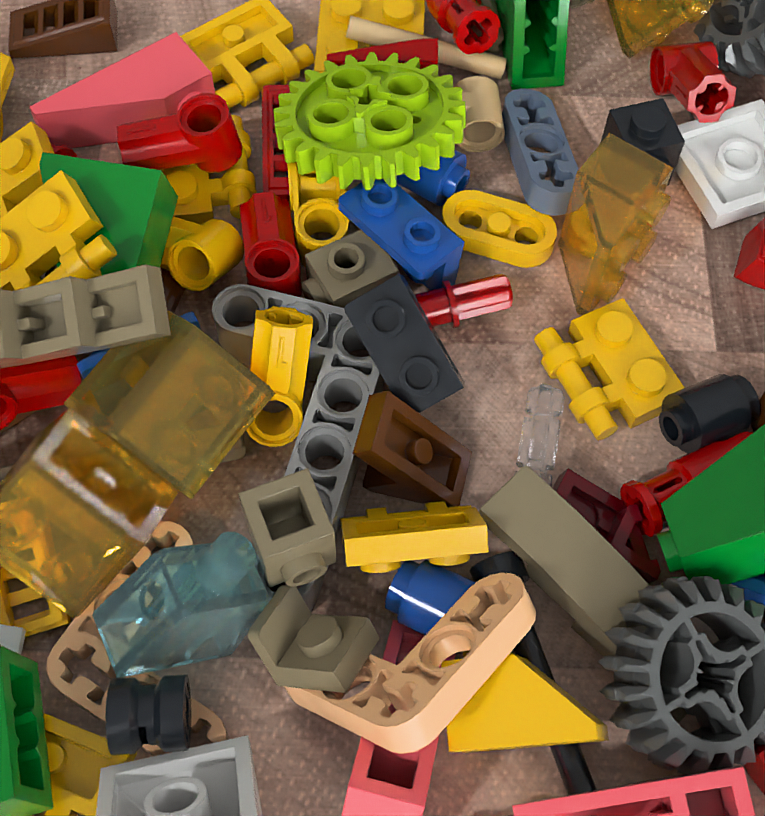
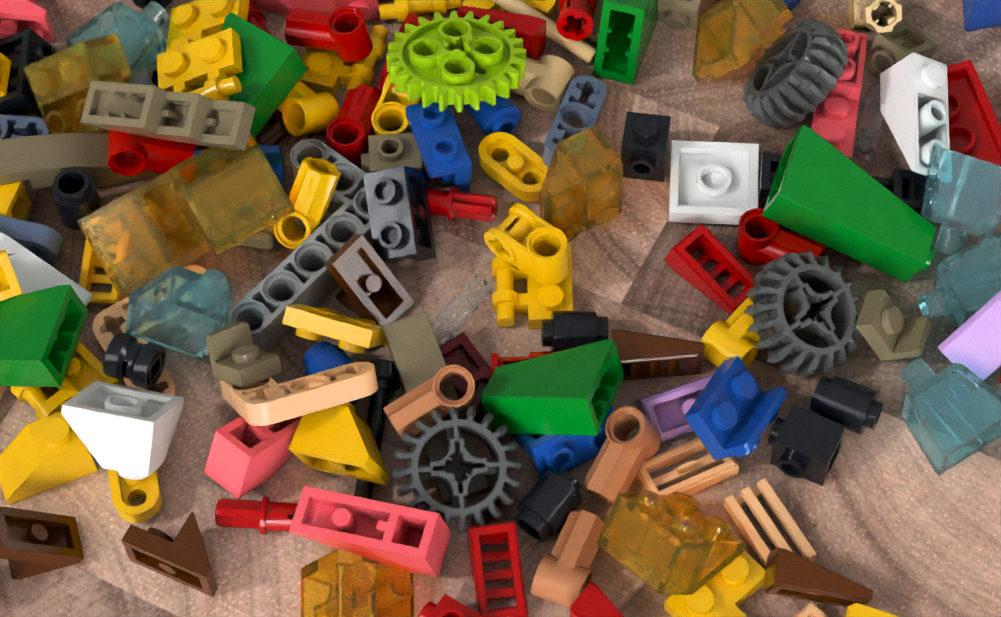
camera: 30 degrees right, 5 degrees down
(289, 529) = (256, 286): dark tan brick -> none
(597, 315) = (525, 241): none -> yellow piece
(617, 593) = (428, 397): none -> nougat piece
(693, 77) = (715, 111): red piece -> none

